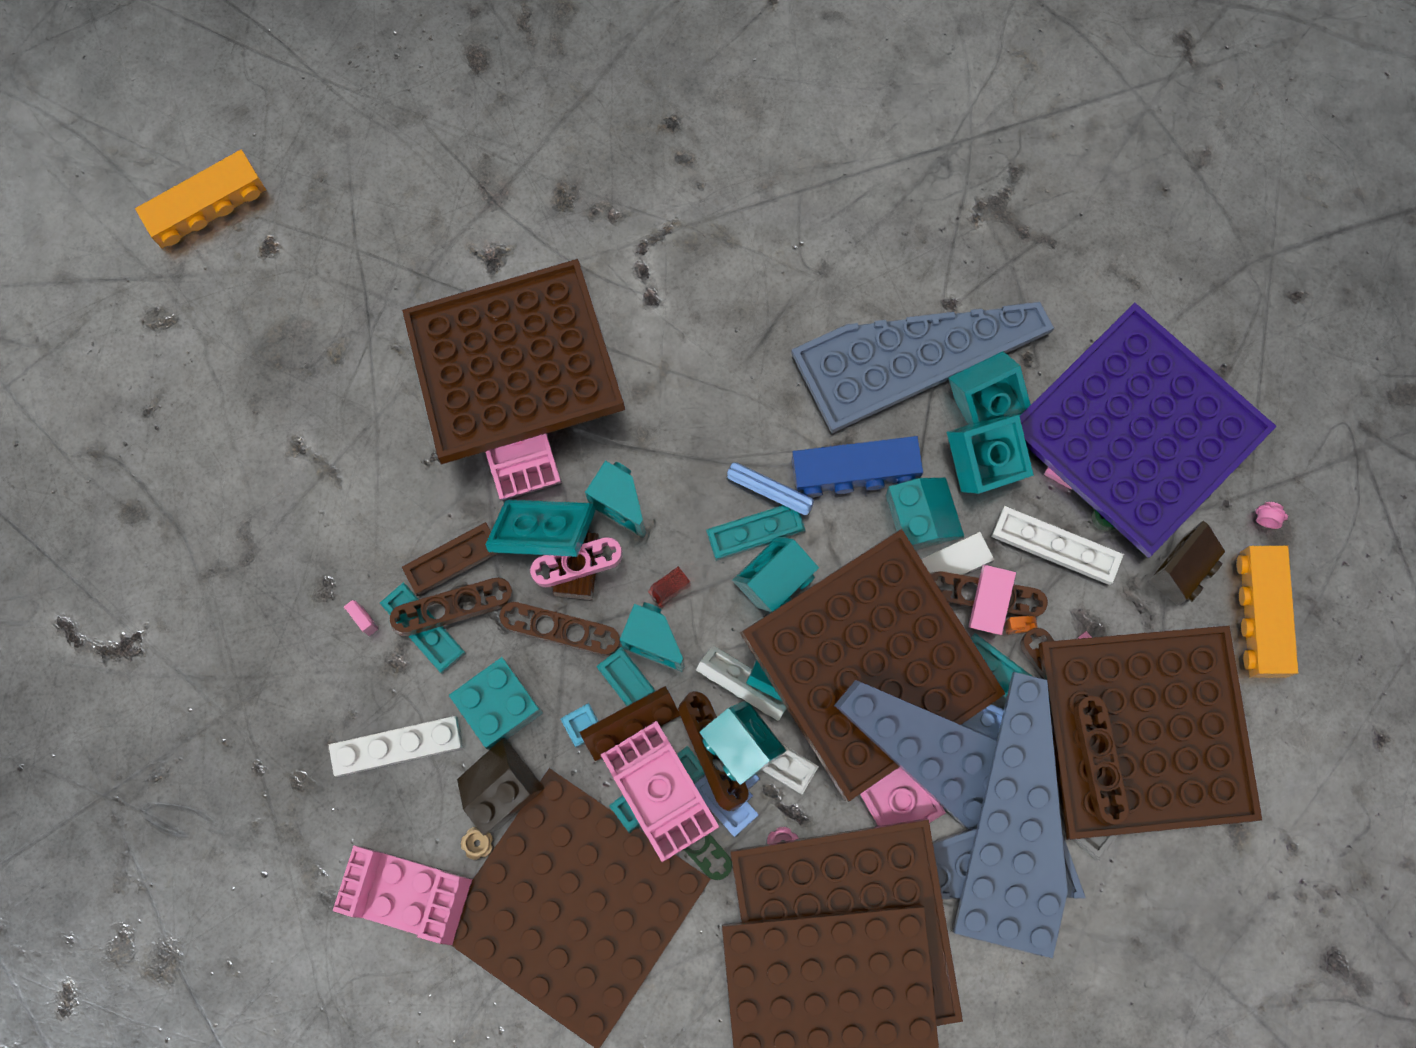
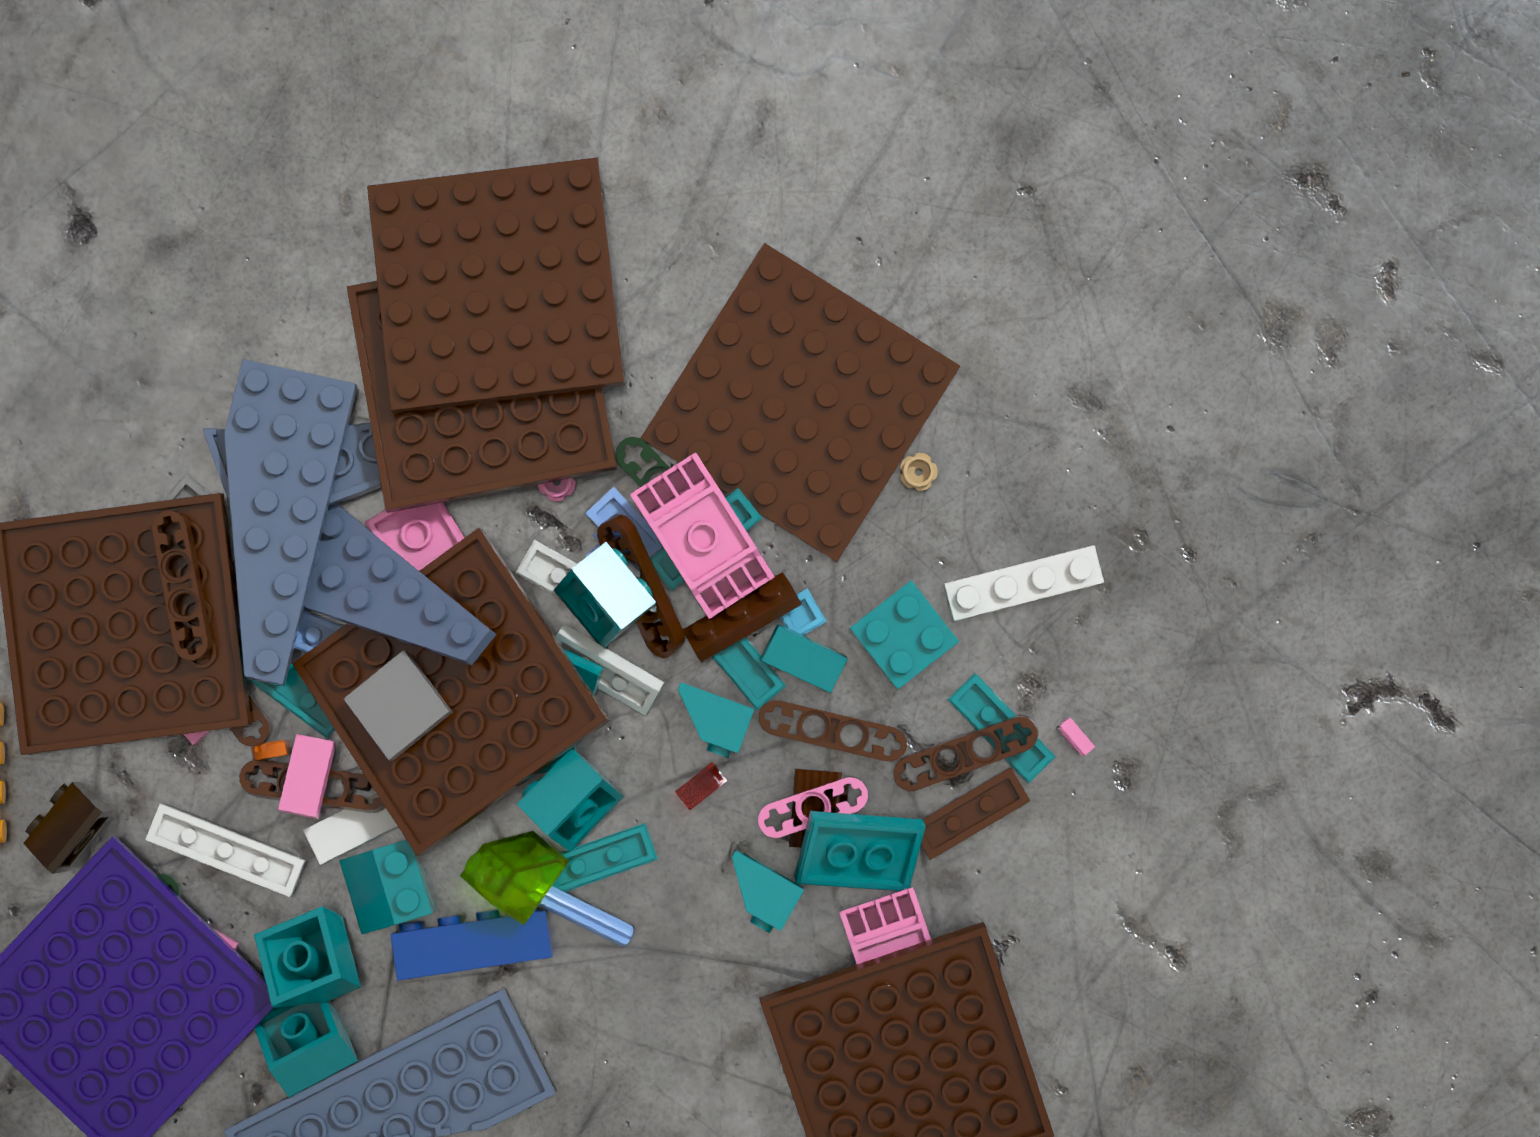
camera: 175 degrees right, 10 degrees up
(402, 895) = (999, 409): bright pink plate -> none
(497, 787) = (897, 536): dark brown slope -> none
(580, 688) = (804, 658): none -> teal tile
(821, 516) = (515, 873): none -> clear neon green slope
(917, 652) = (398, 705): none -> light grey tile

